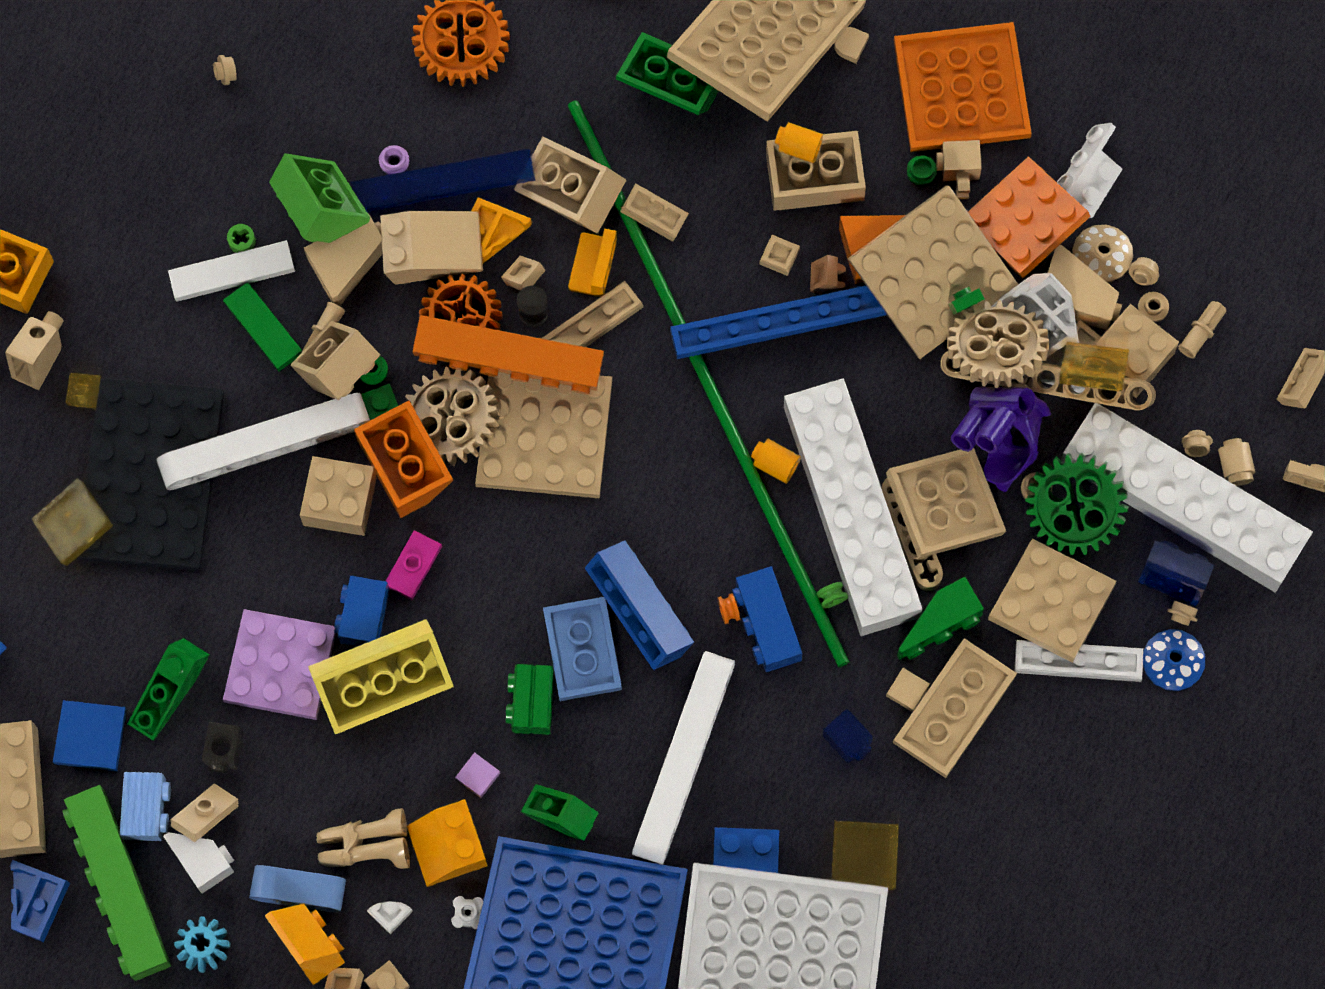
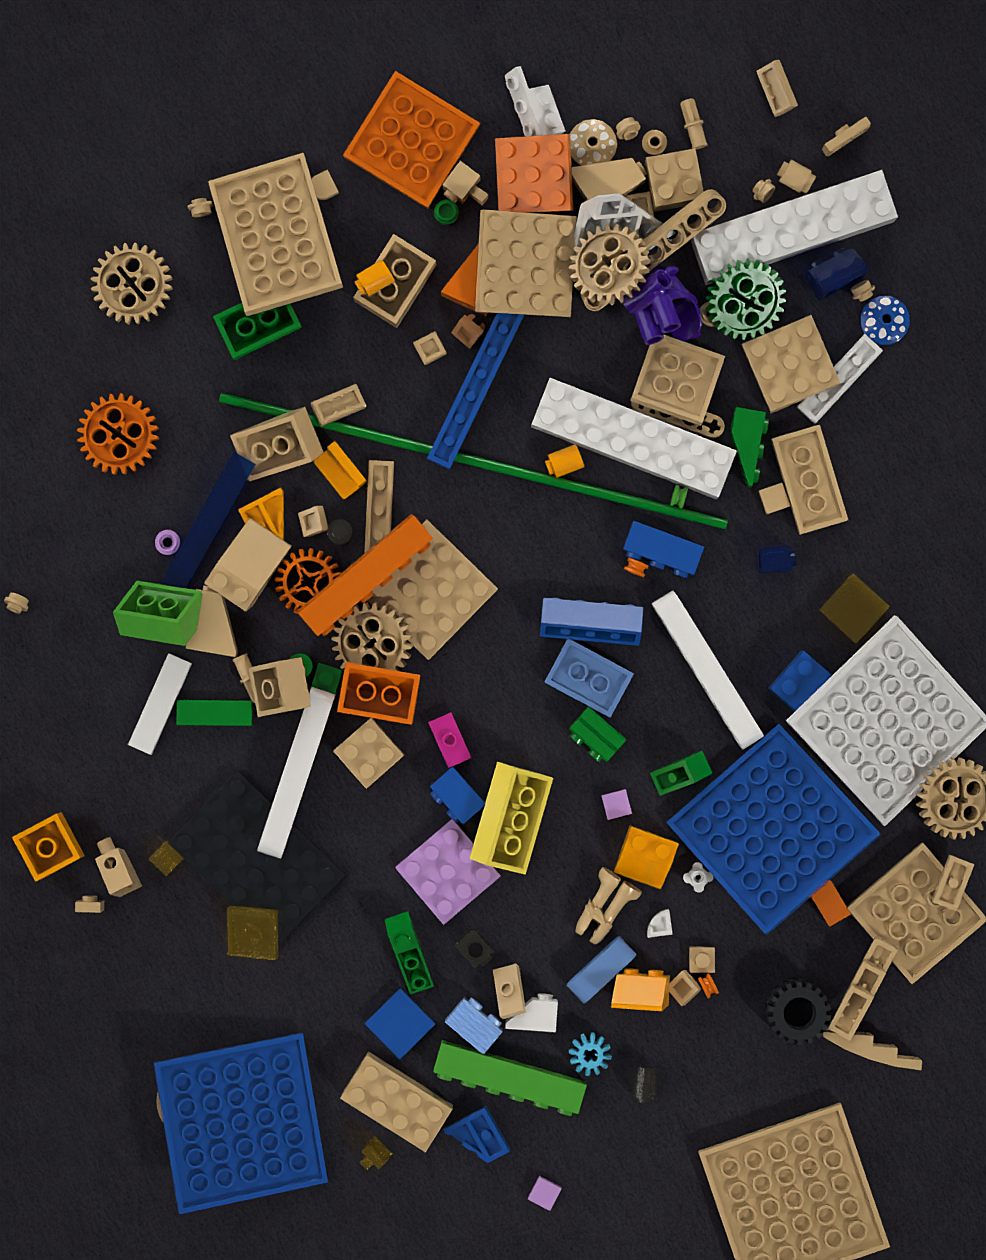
camera: 55 degrees left, 15 degrees up
(240, 230) = (136, 677): bright green bush -> none
(965, 299) = (563, 260): green plate -> none
(1094, 366) = (674, 217): clear yellow tile -> none

